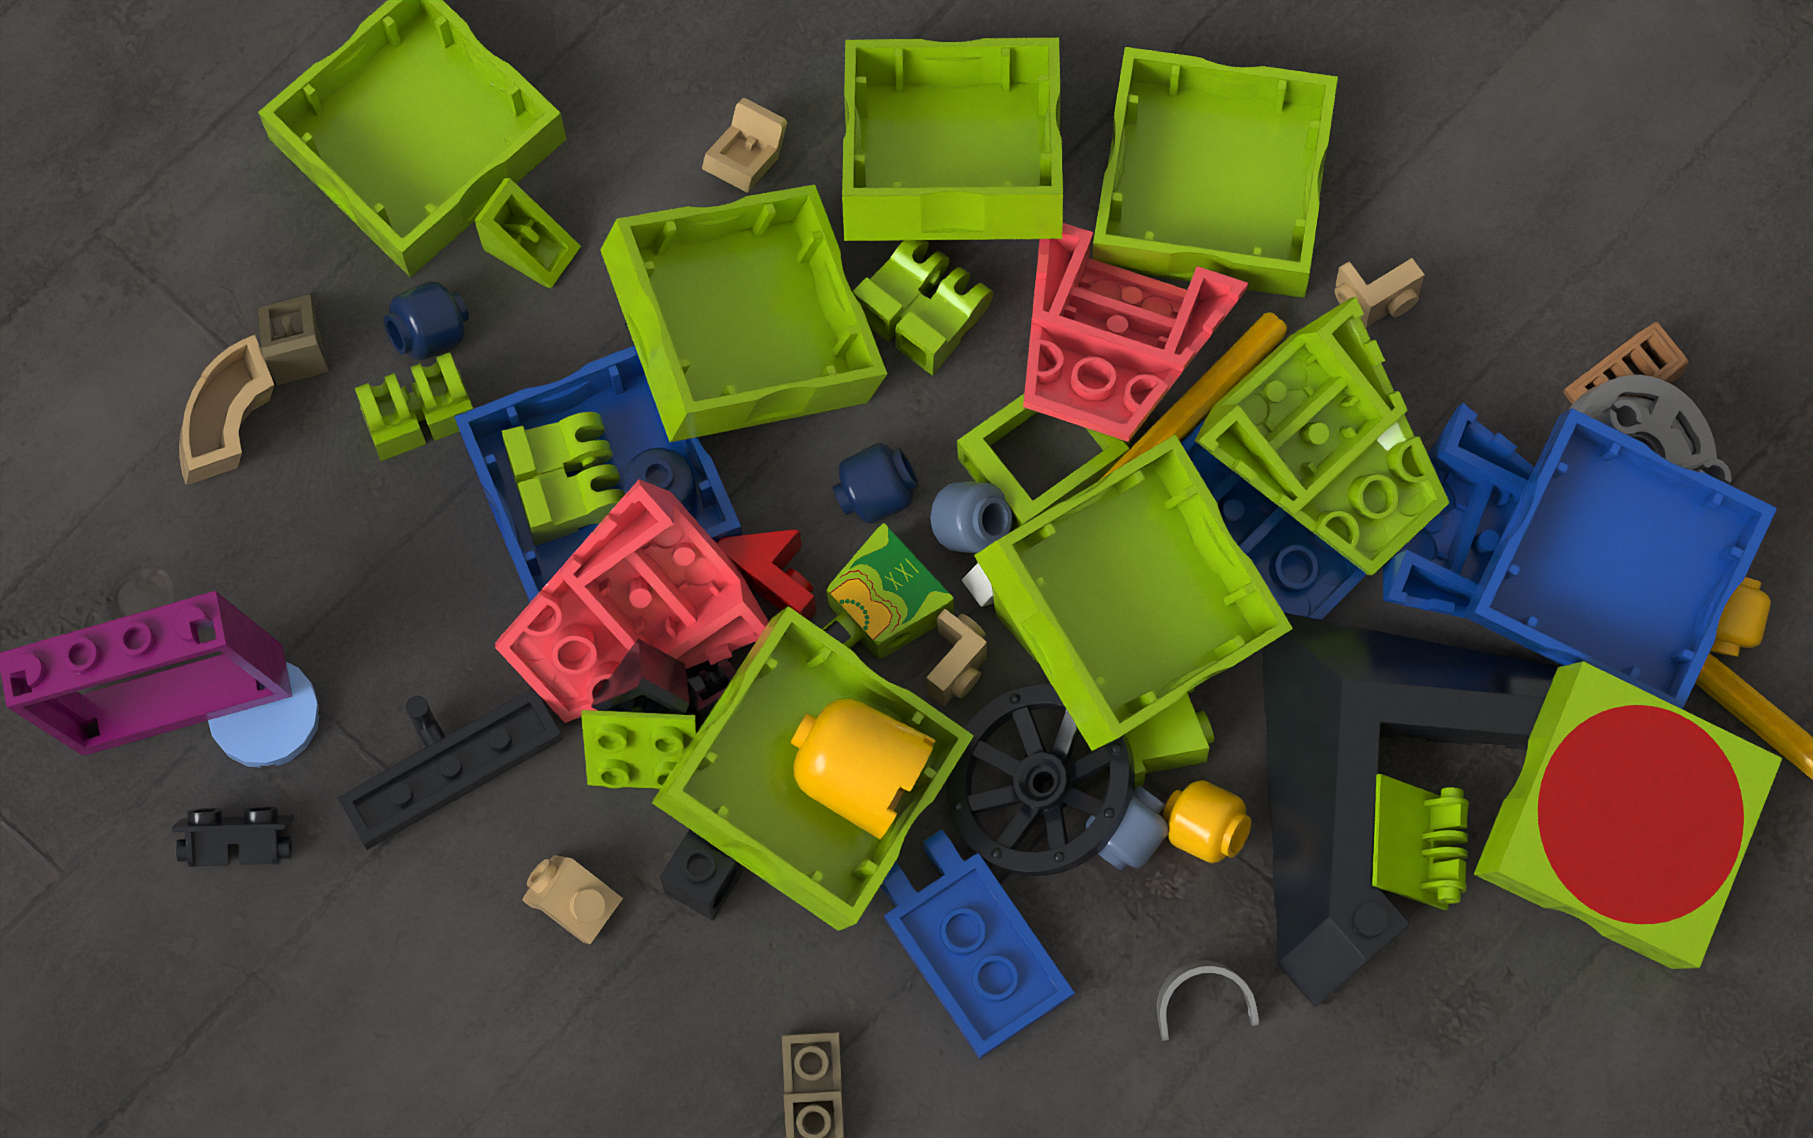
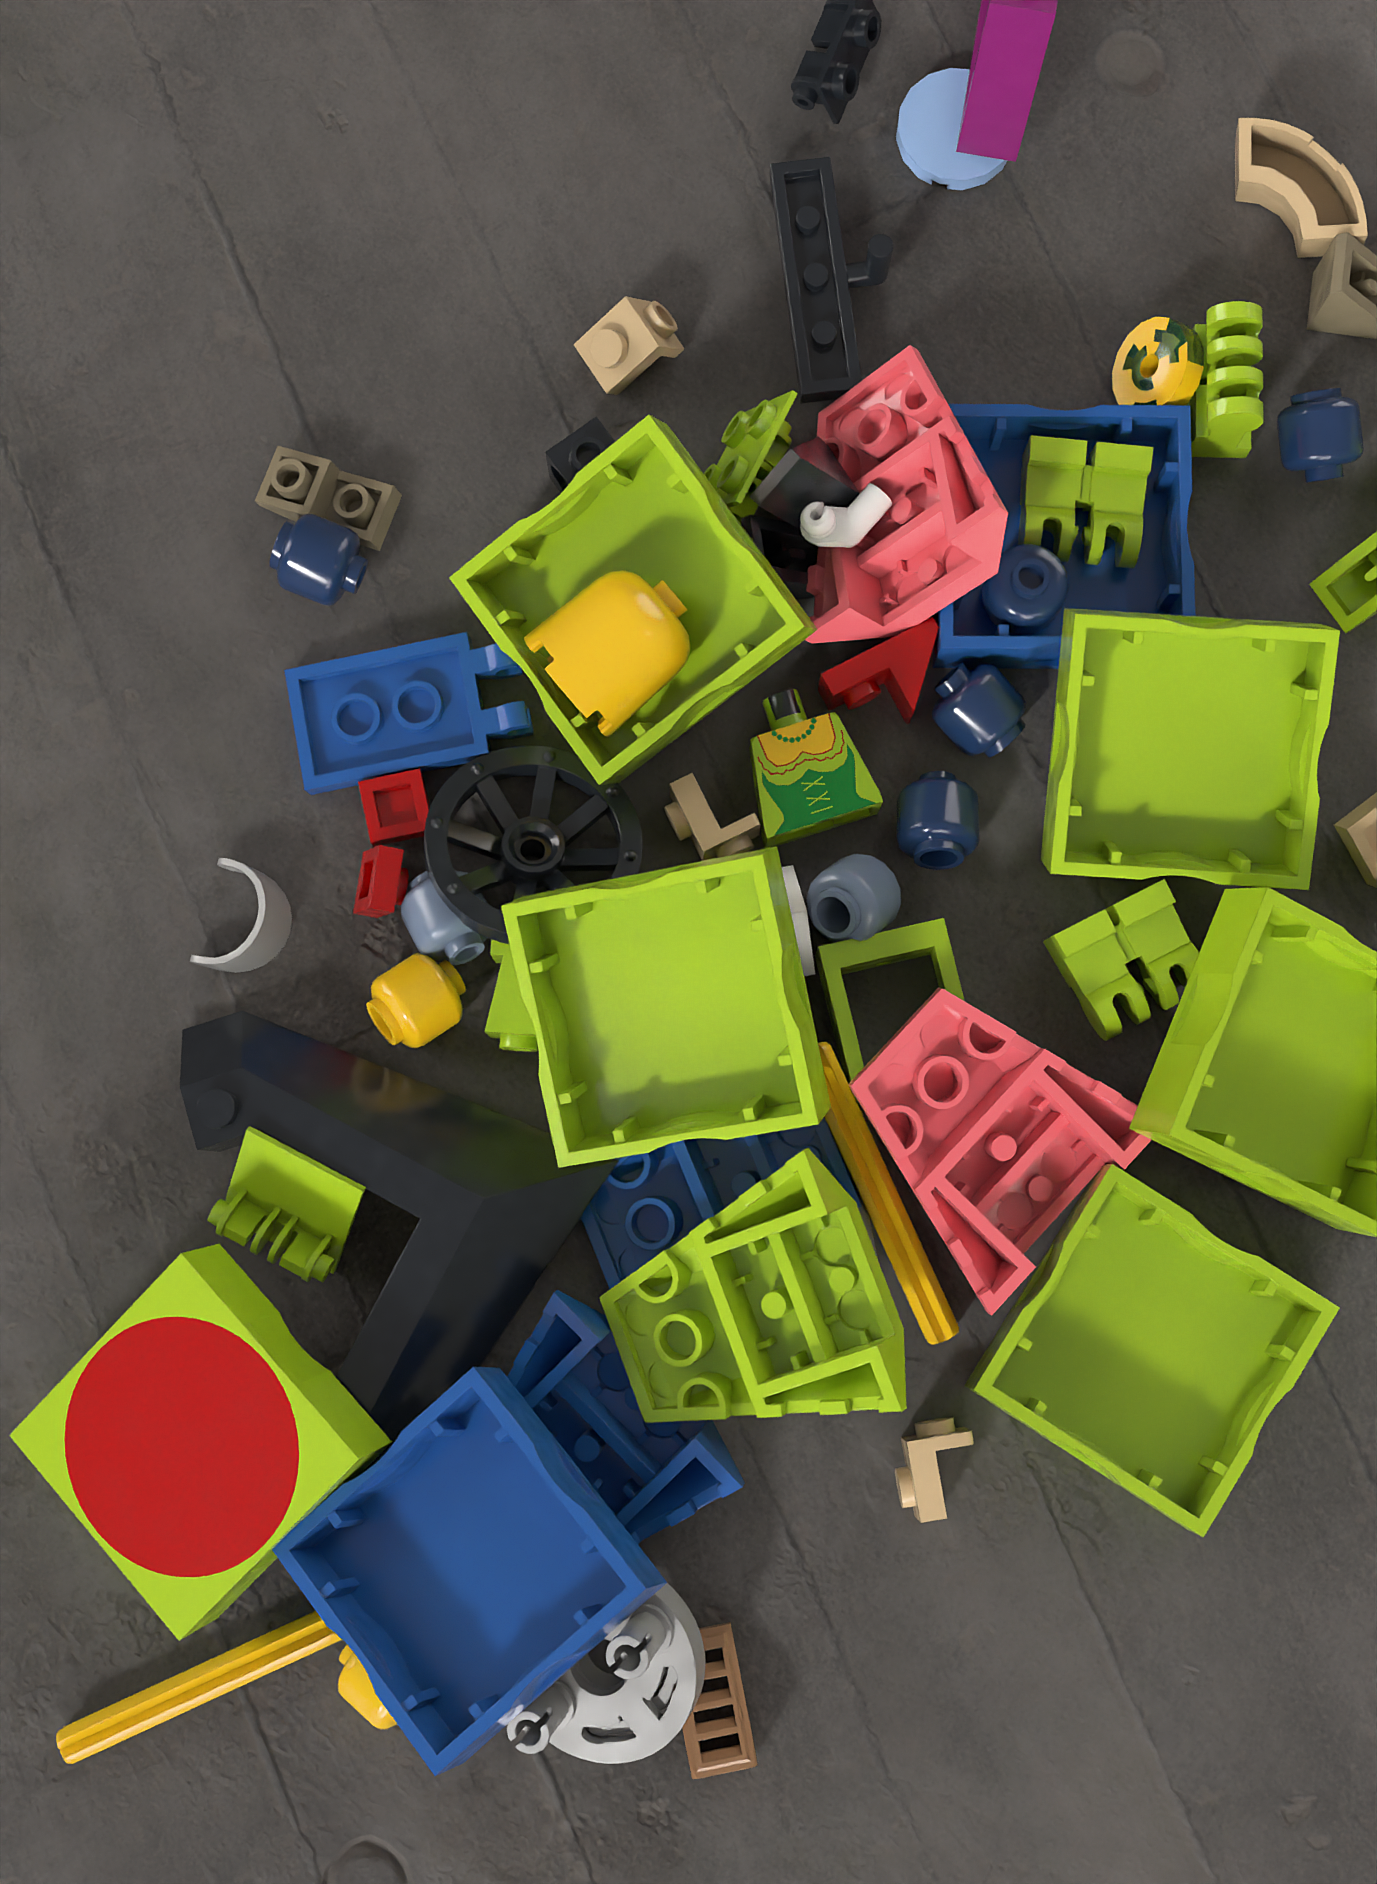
camera: 110 degrees right, 10 degrees up
(418, 440) = (1158, 364): none -> yellow piece
(670, 636) = (841, 525): none -> white arm
(771, 488) = (979, 709): none -> dark blue head
(875, 1065) = (318, 559): none -> dark blue head
(1055, 911) = (395, 807): none -> red plate
(1124, 894) = (380, 882): none -> red plate

